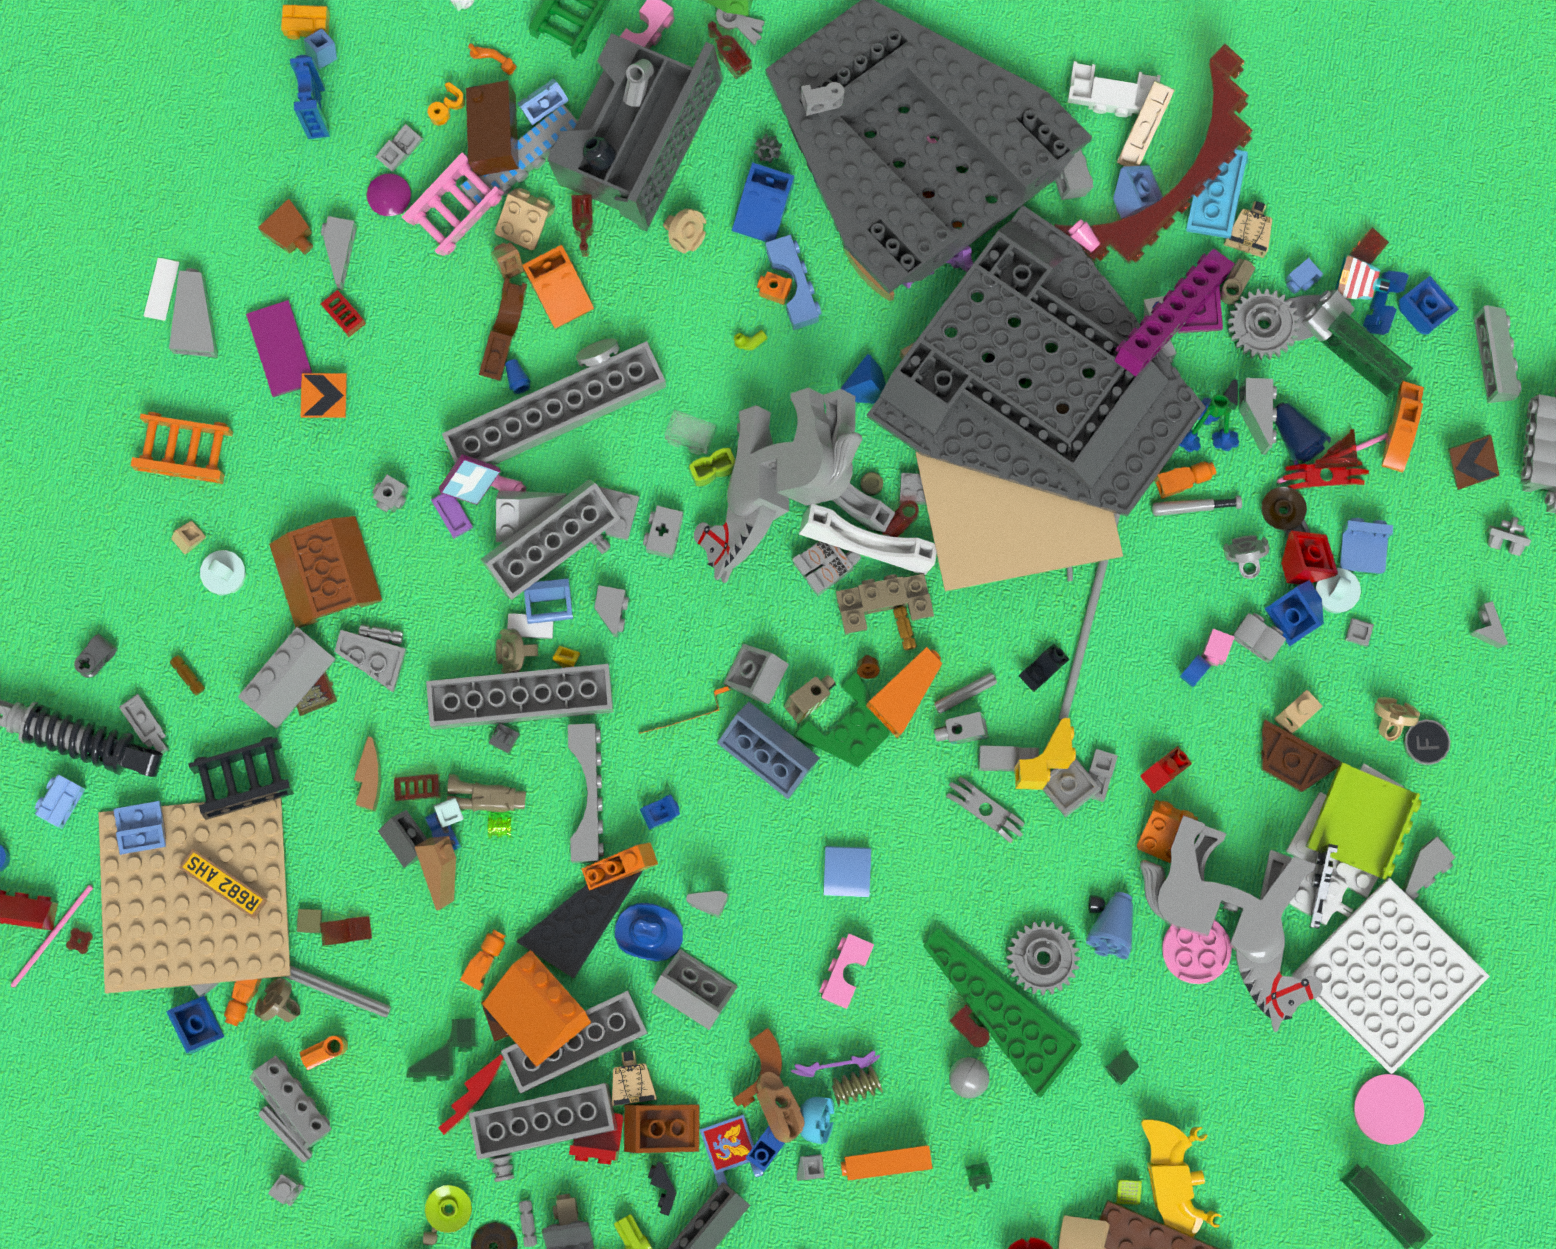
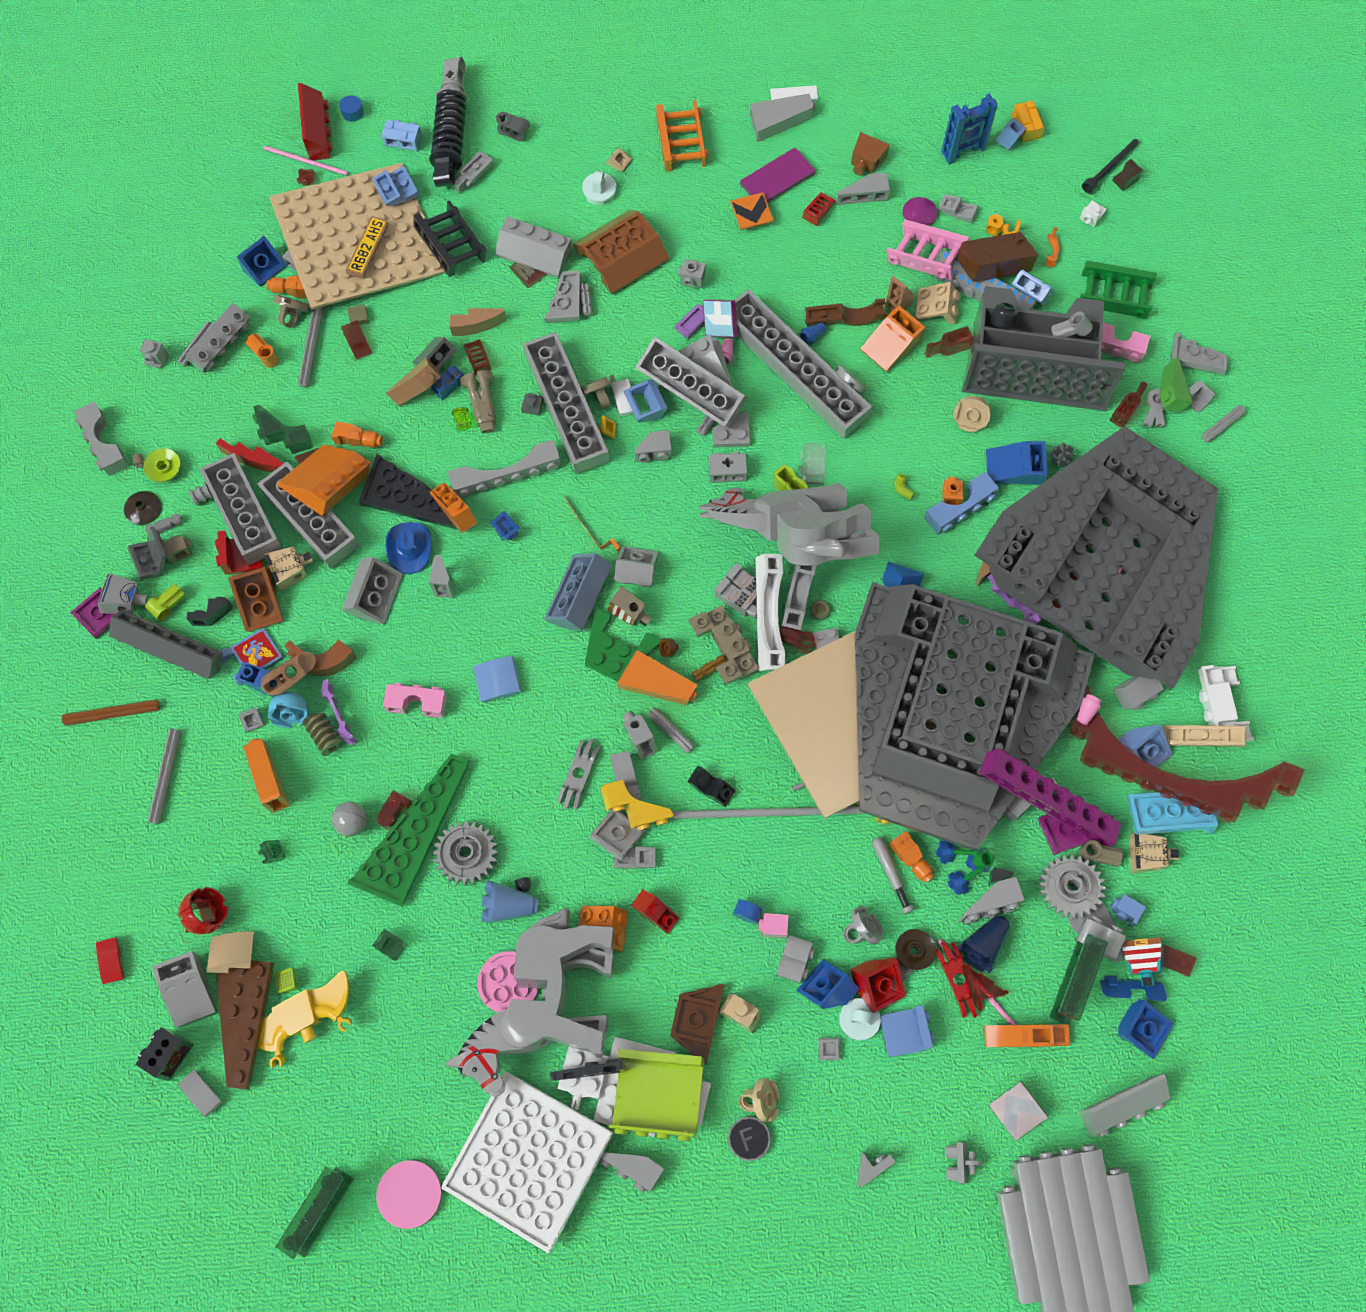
camera: 75 degrees right, 10 degrees down
(187, 675) = (517, 186): pearl gold axle -> none
(448, 812) = (461, 376): light aqua tile -> none
(822, 98) = (1117, 467): light grey leg -> none

